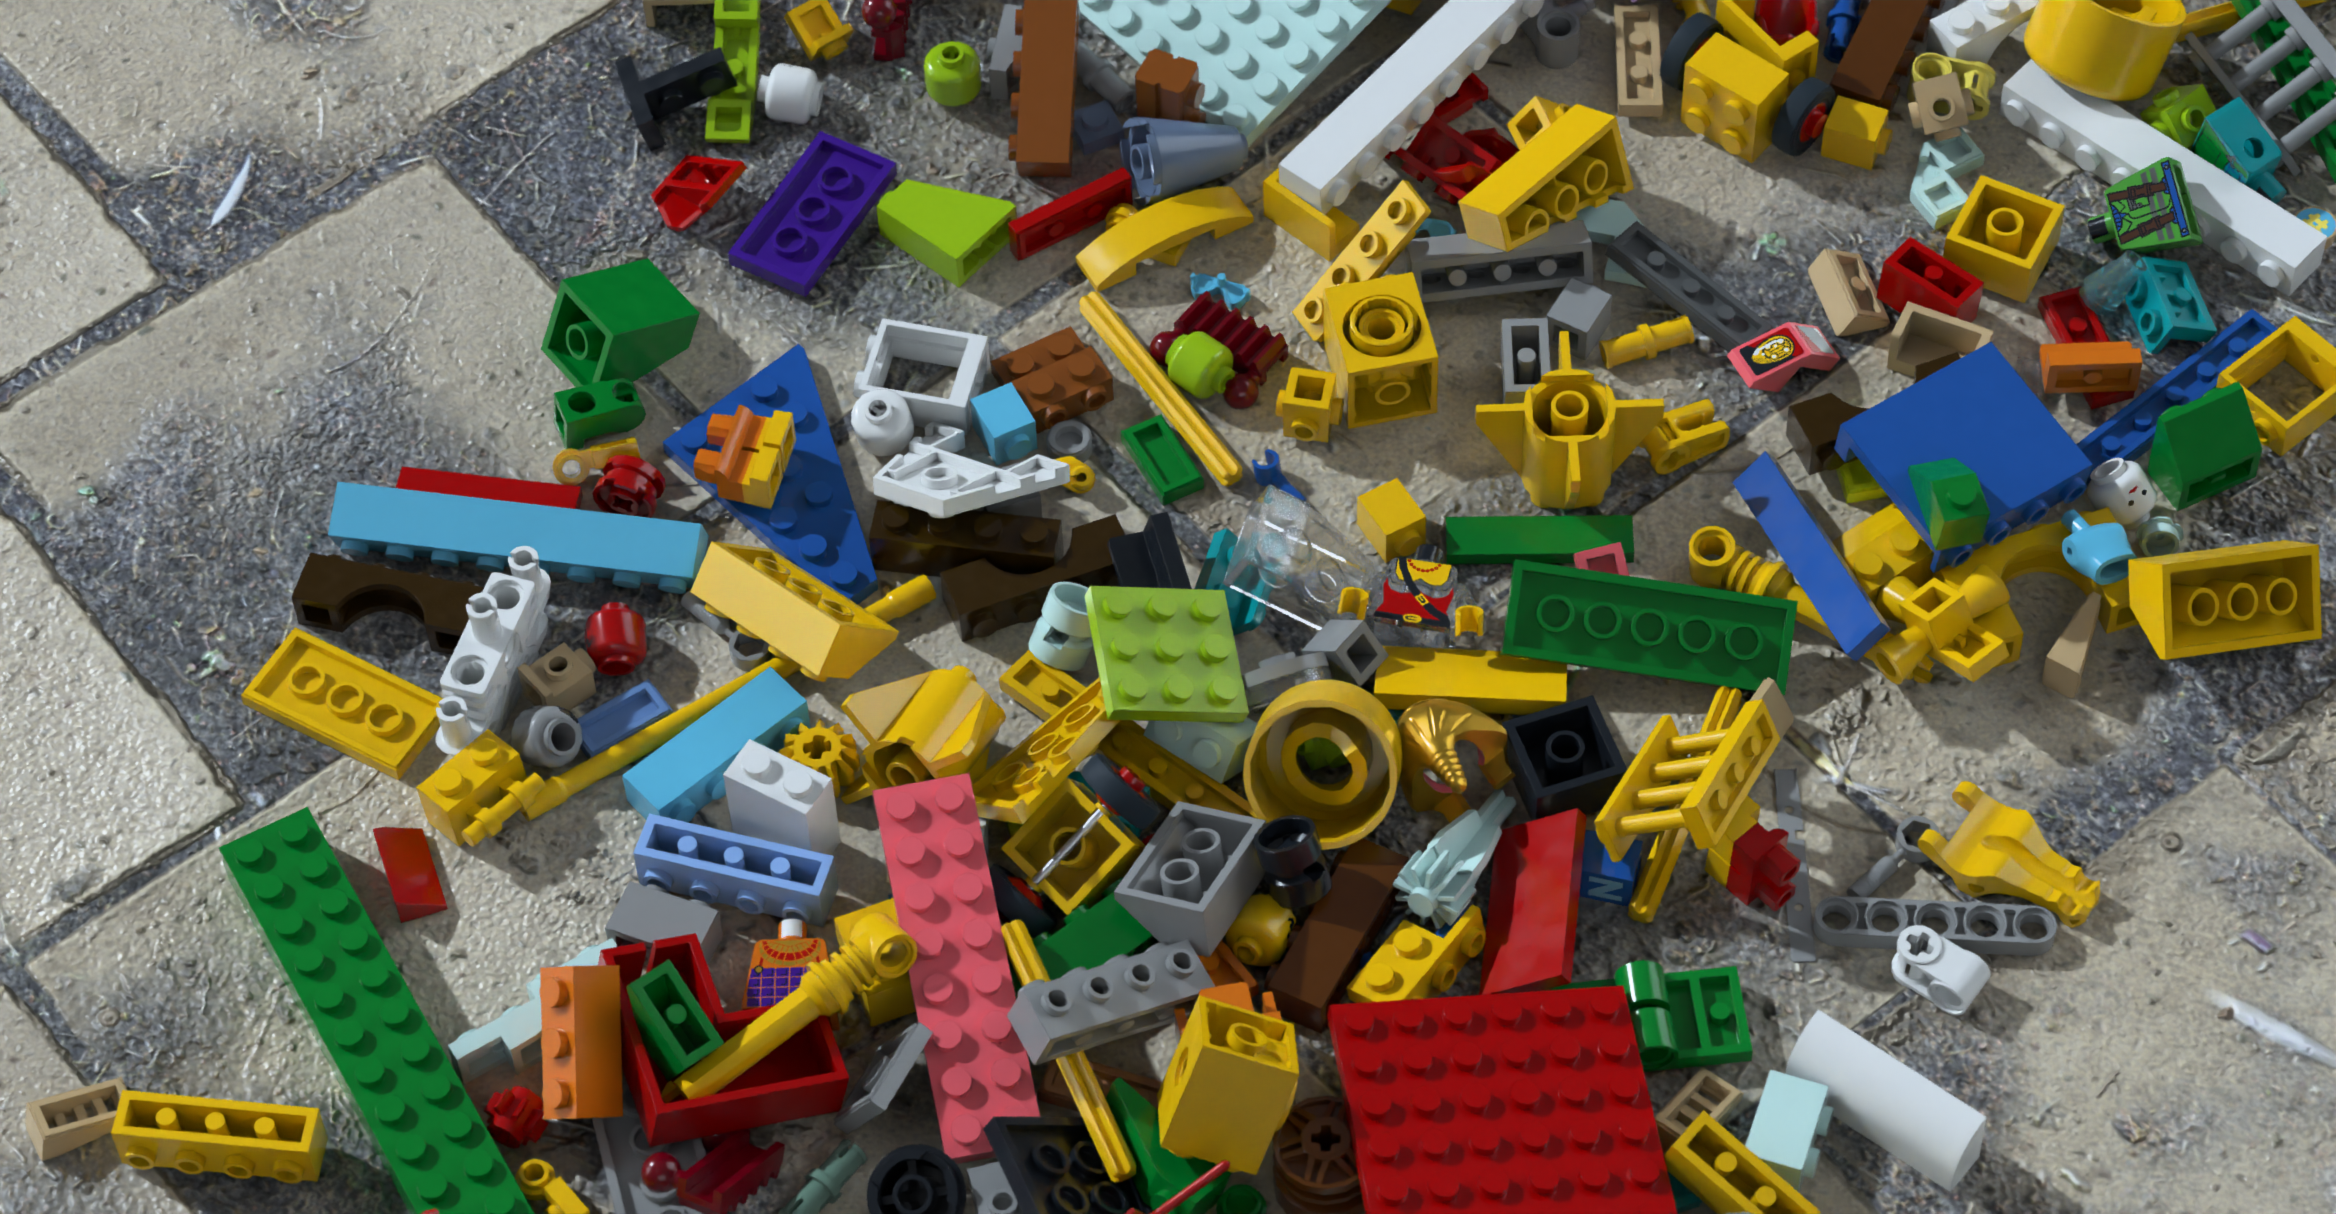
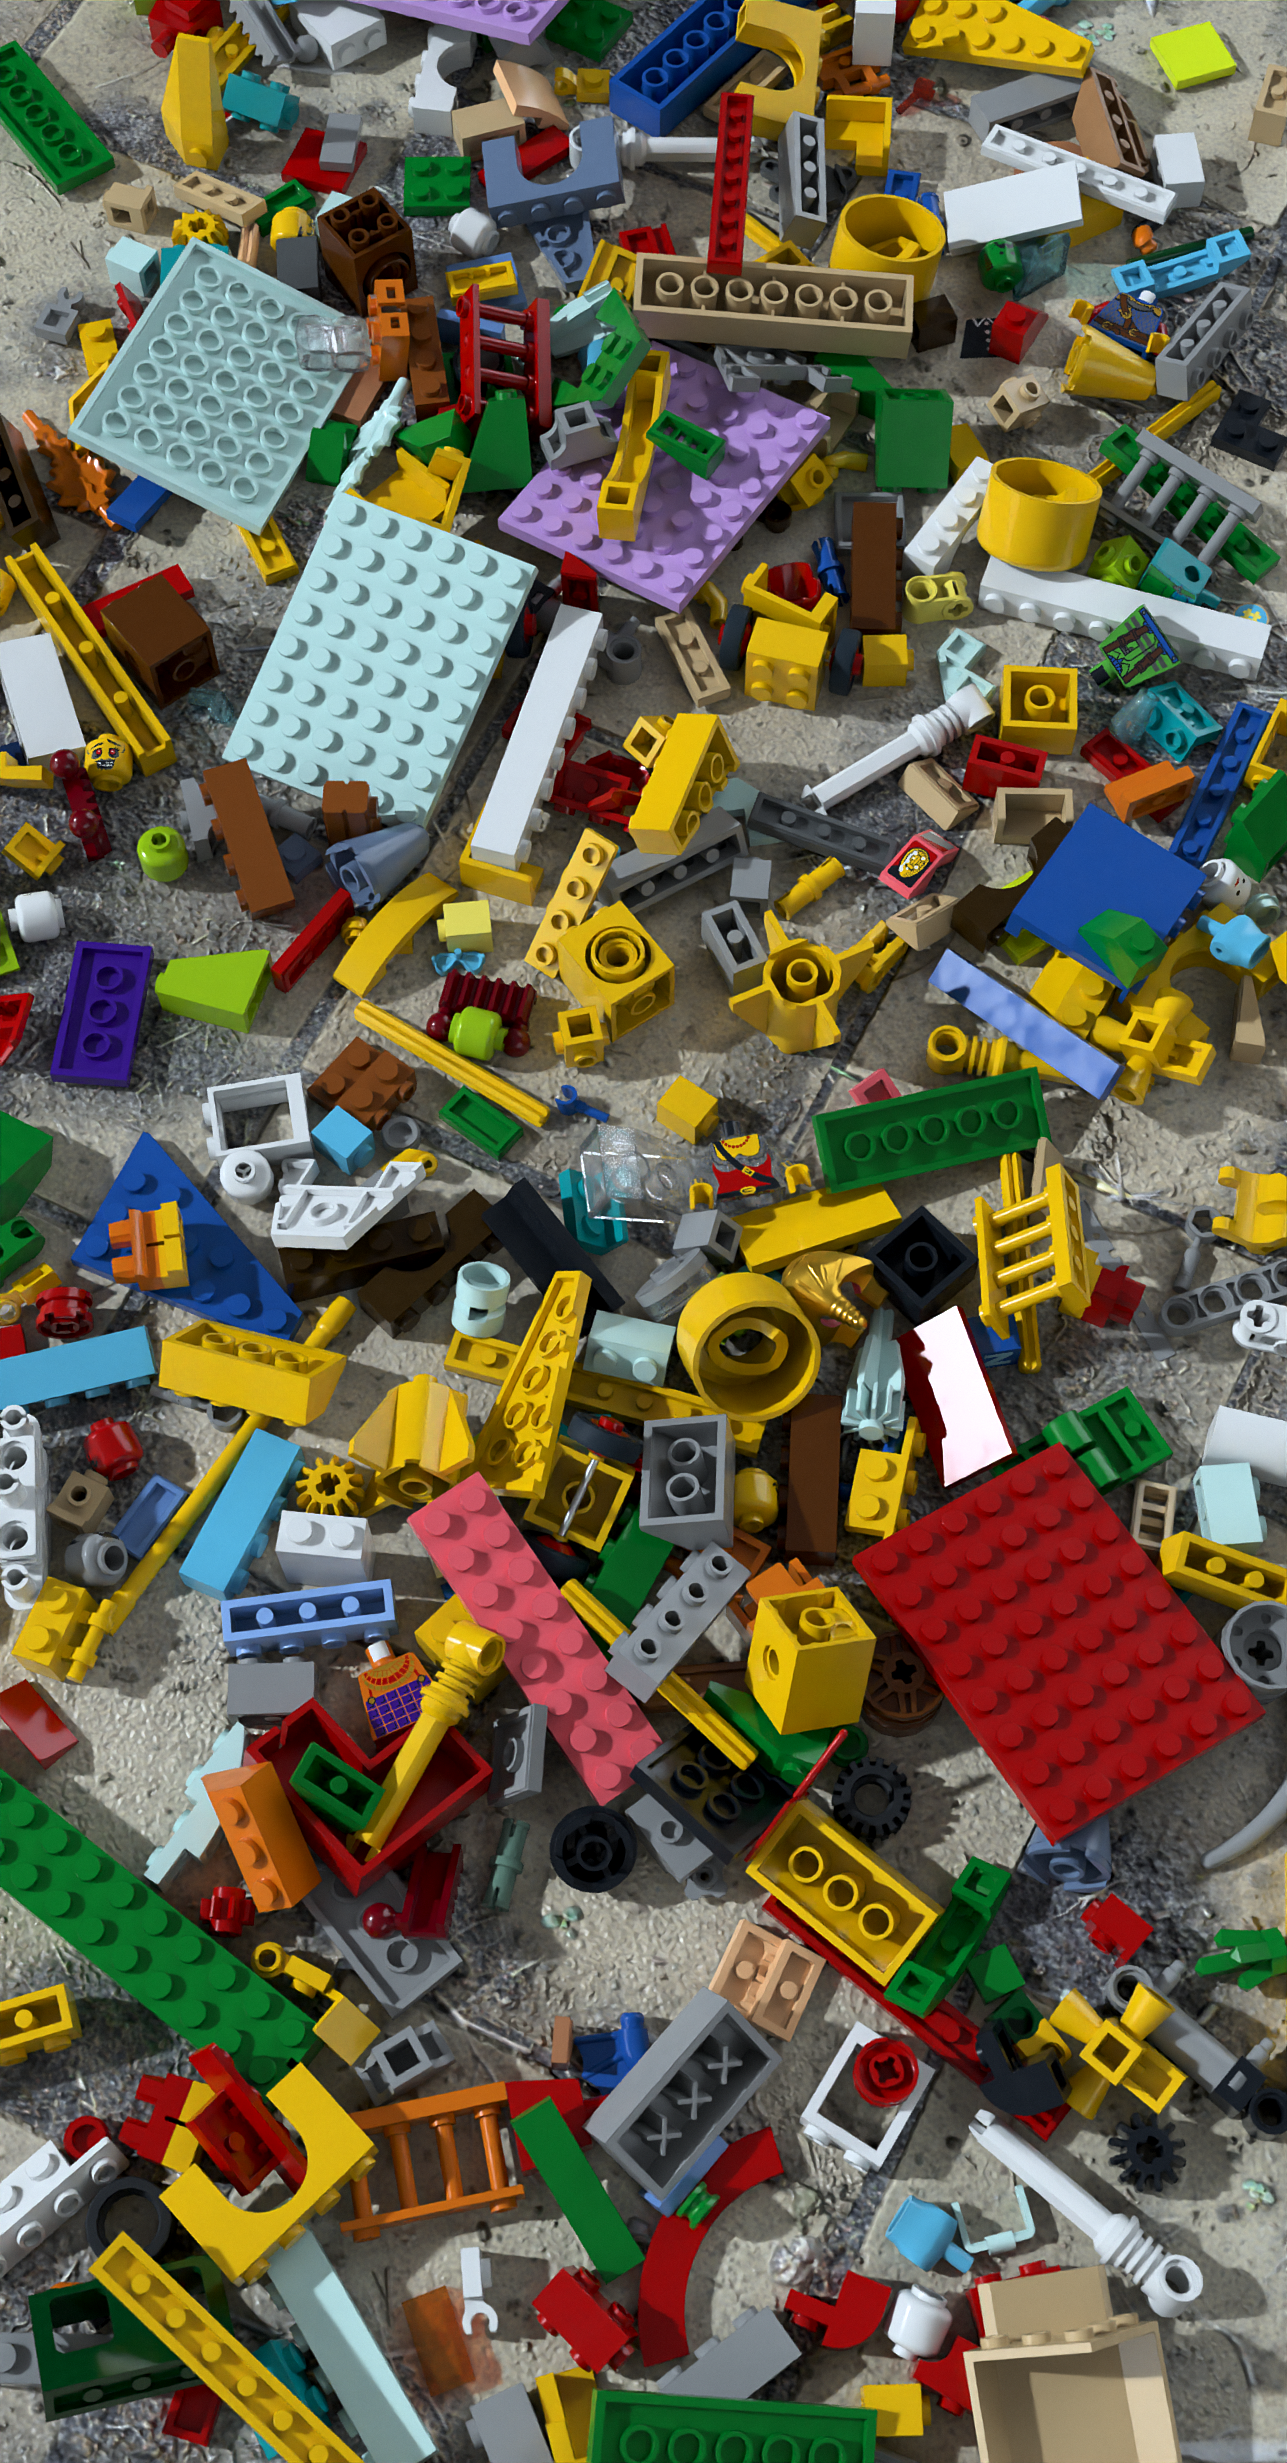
camera: 25 degrees left, 10 degrees up
(1166, 654) = (581, 1301): lime plate -> none
(1244, 254) = (466, 926): none -> light yellow brick
(1293, 861) = (761, 1438): black wheel -> none
(1534, 538) = (803, 1082): green tile -> none
(1753, 417) = (924, 920): none -> tan slope
(1916, 214) = (926, 735): none -> white piece
(1945, 89) = (932, 613): tan brick -> none

